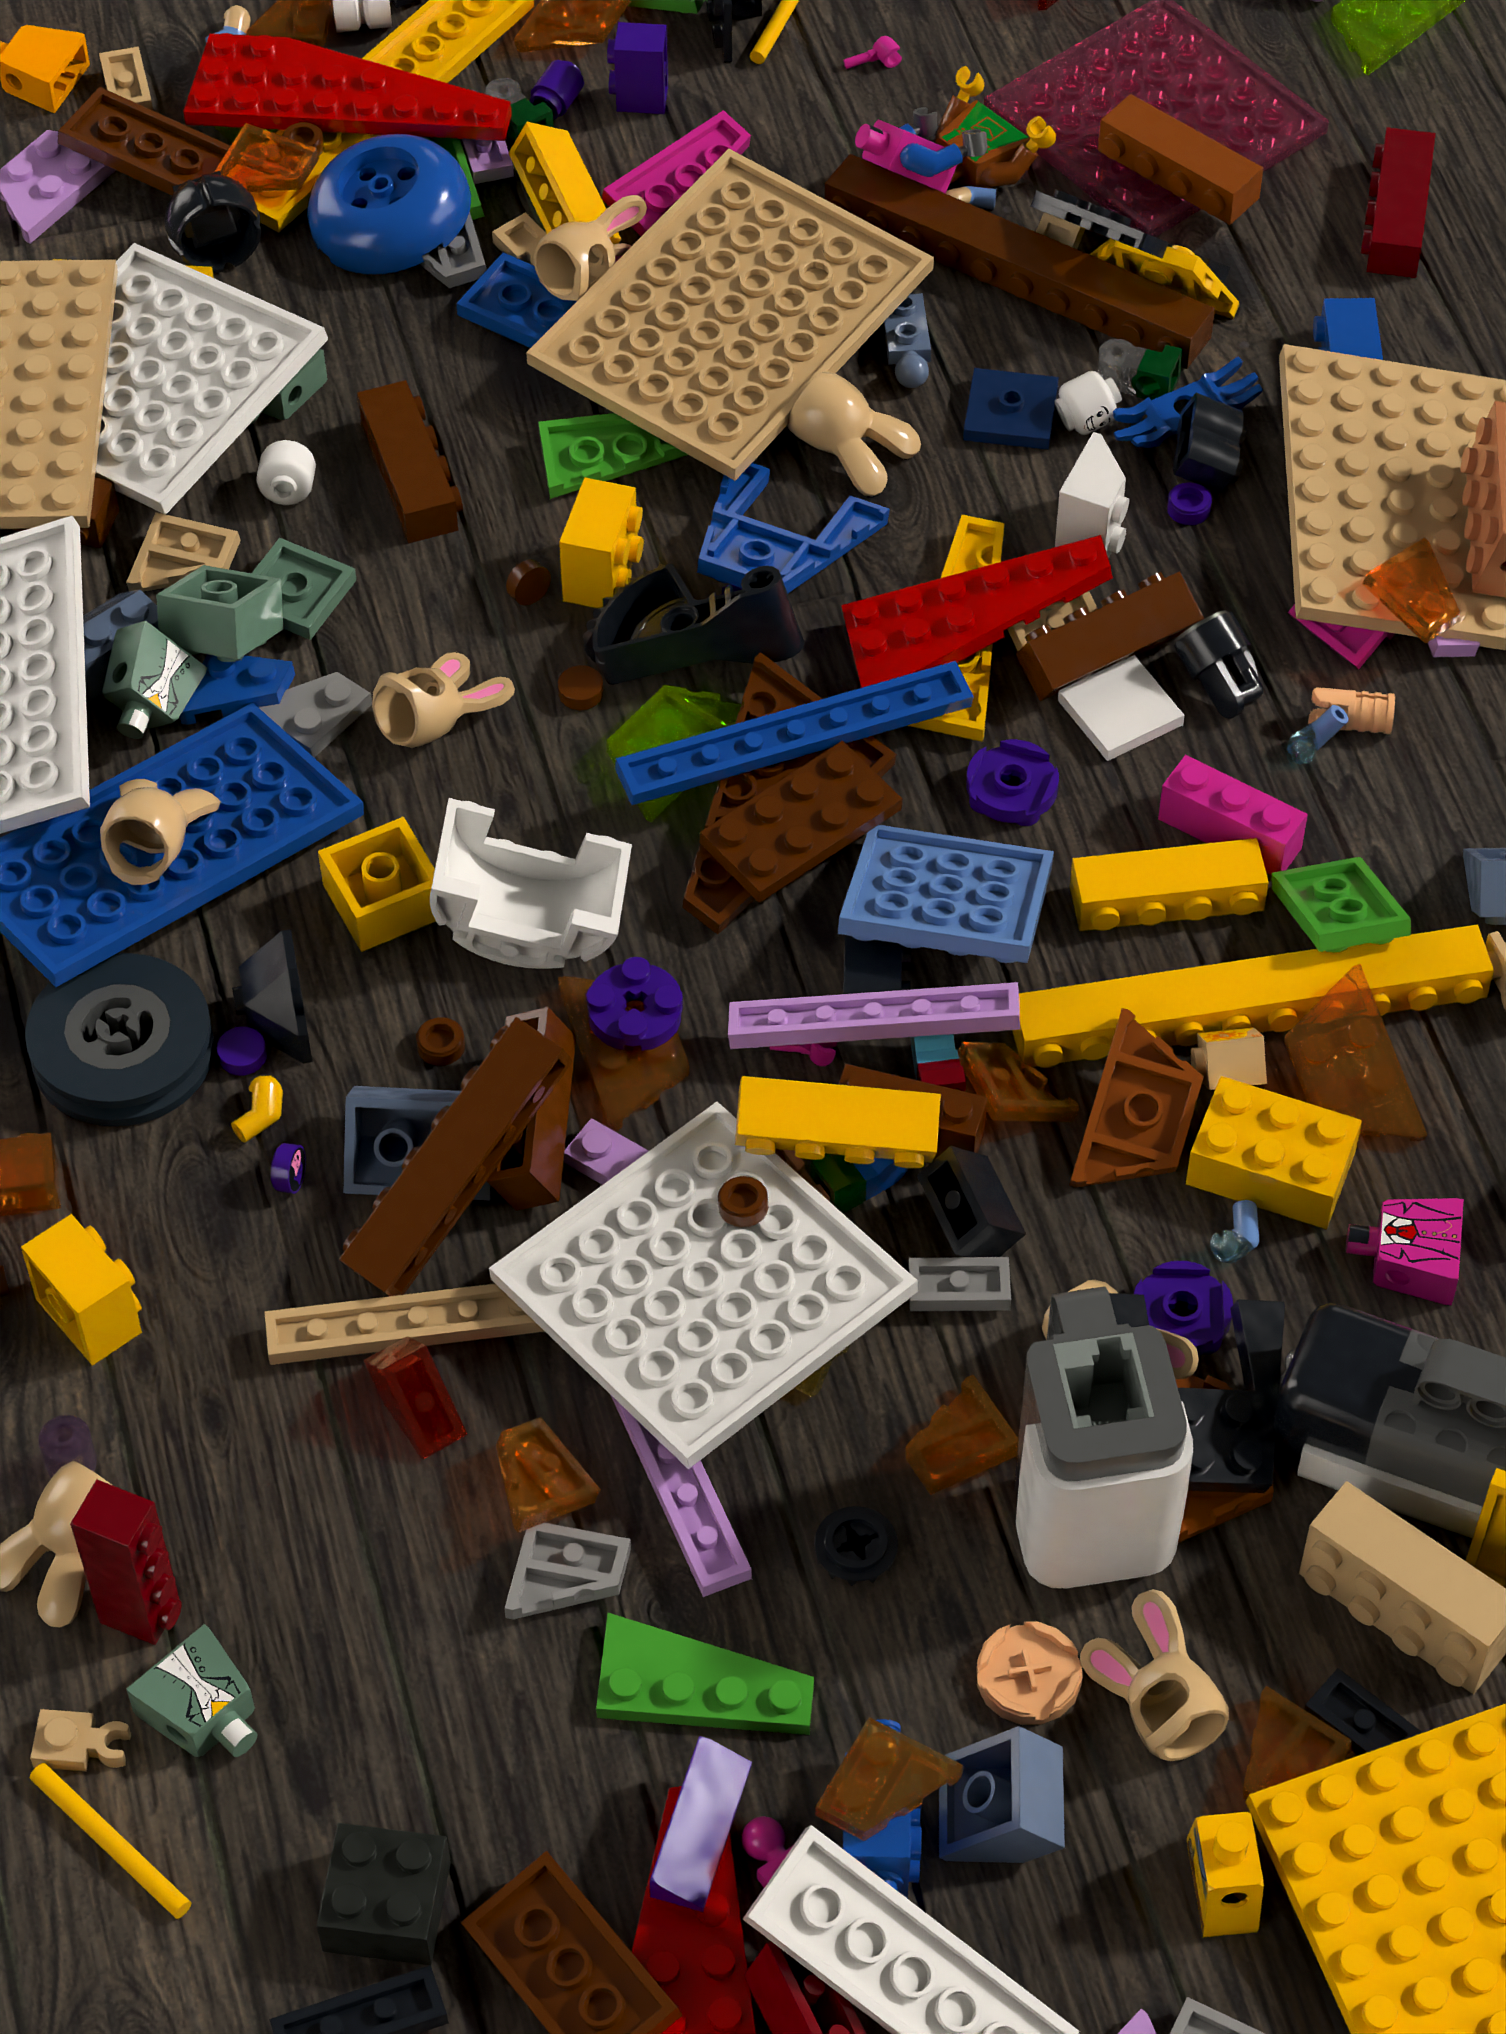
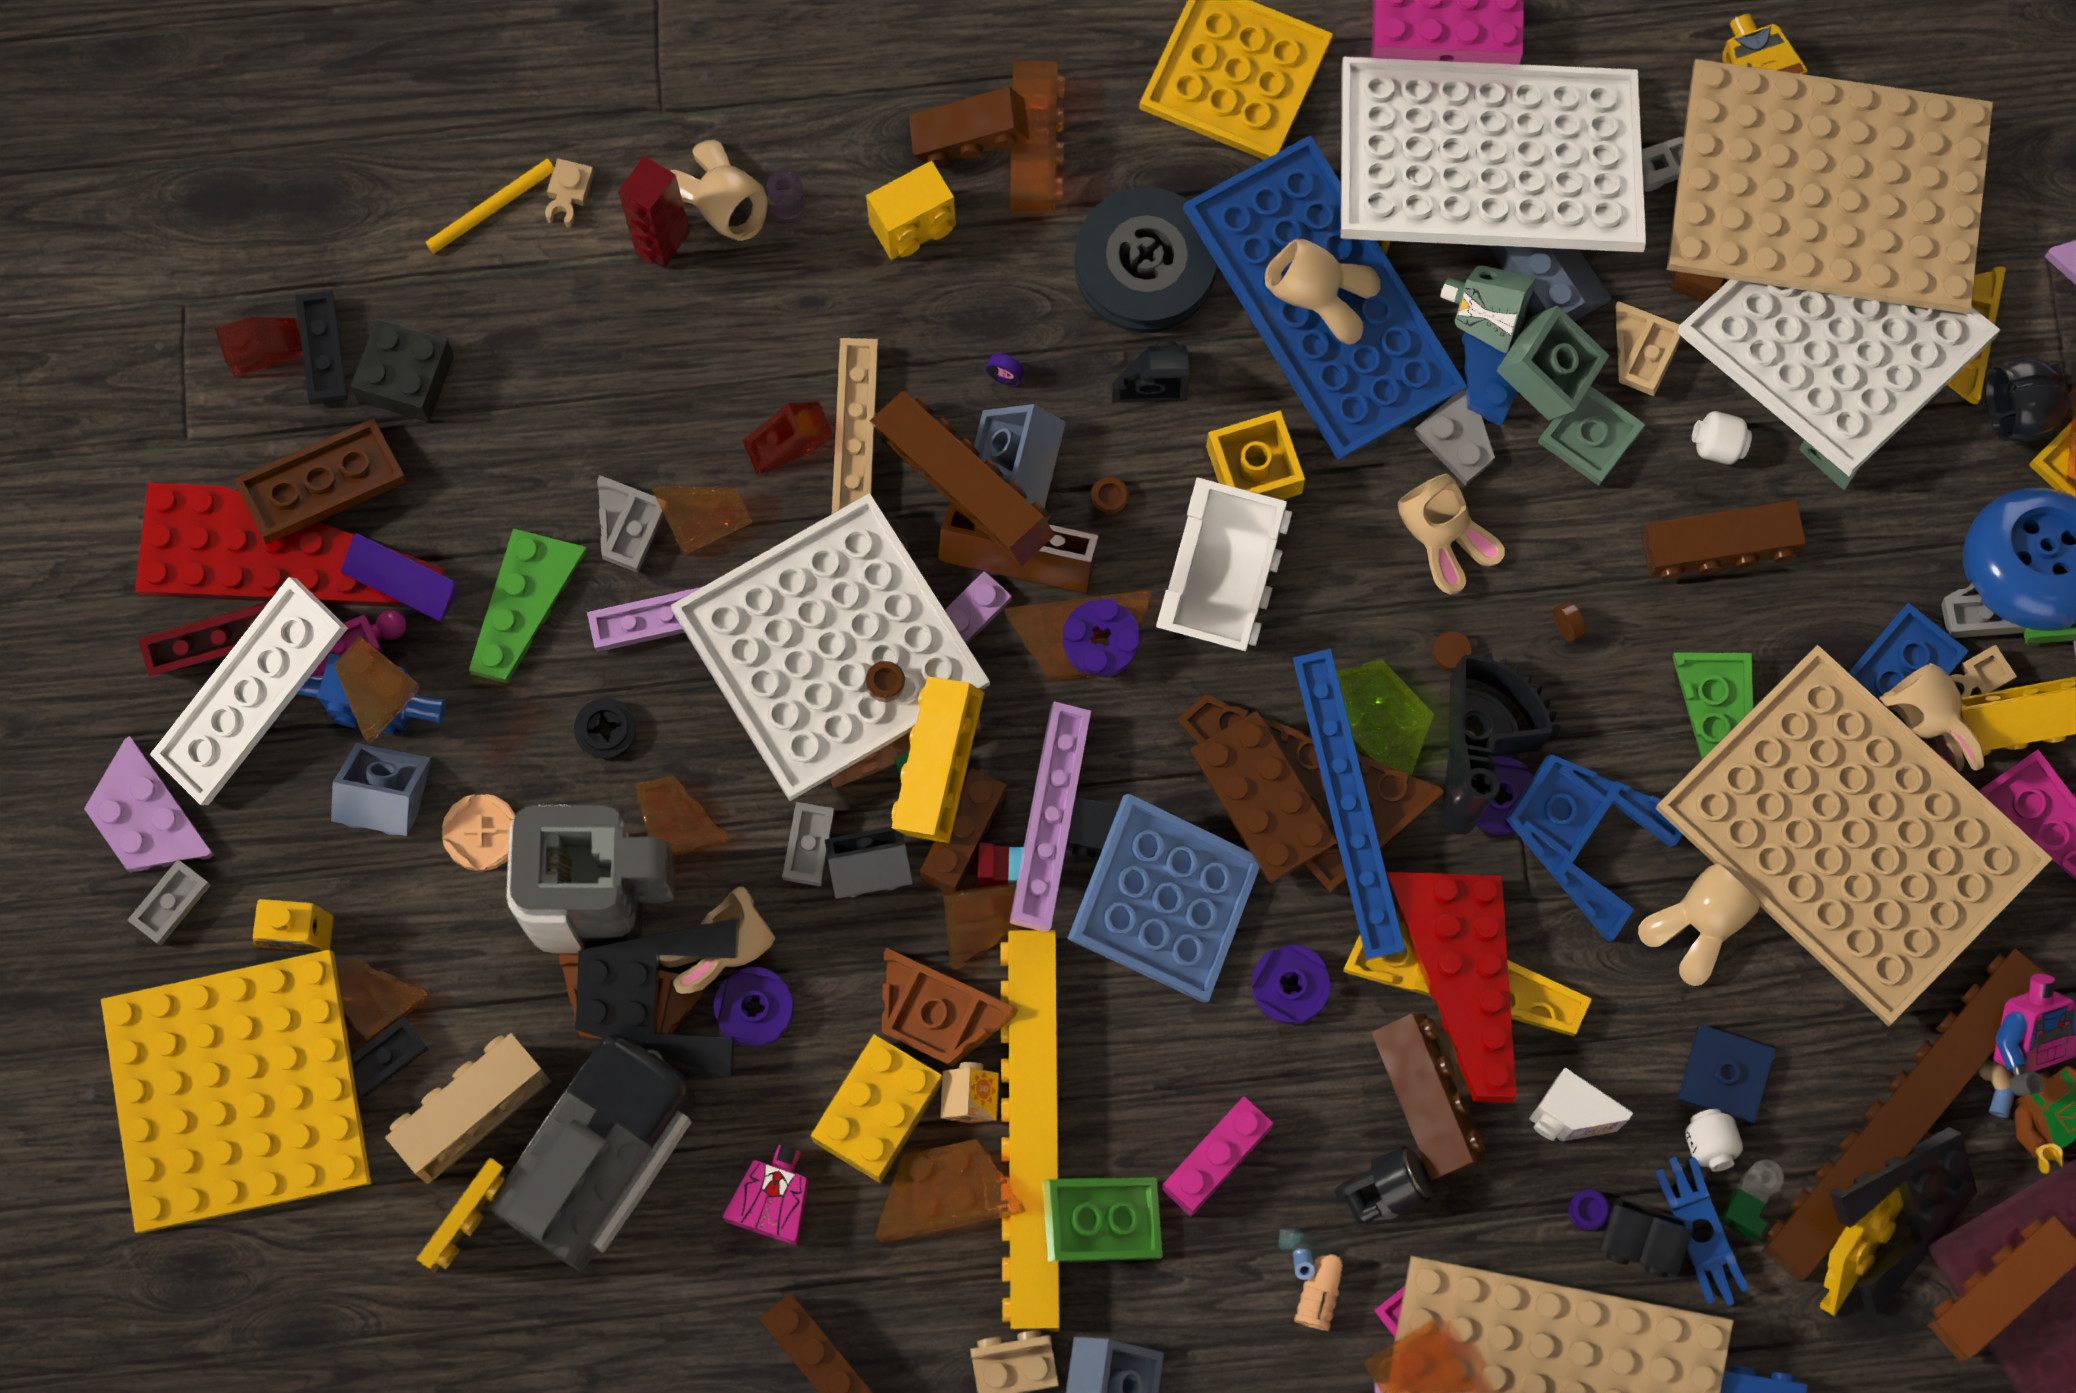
camera: 100 degrees right, 20 degrees up
(196, 1697) = (576, 267): sand green torso -> none
(241, 1051) = (1124, 348): dark purple tile -> none
(264, 1111) = (1068, 360): yellow arm -> none
(600, 542) = (1588, 679): yellow brick -> none
(908, 341) = (1817, 998): sand blue plate -> none
(1121, 707) = (1357, 1096): white tile -> none
(1168, 884) = (1157, 1088): yellow brick -> none
(1169, 1698) = (426, 917): tan piece -> none
(1242, 1238) = (811, 1069): arm -> none

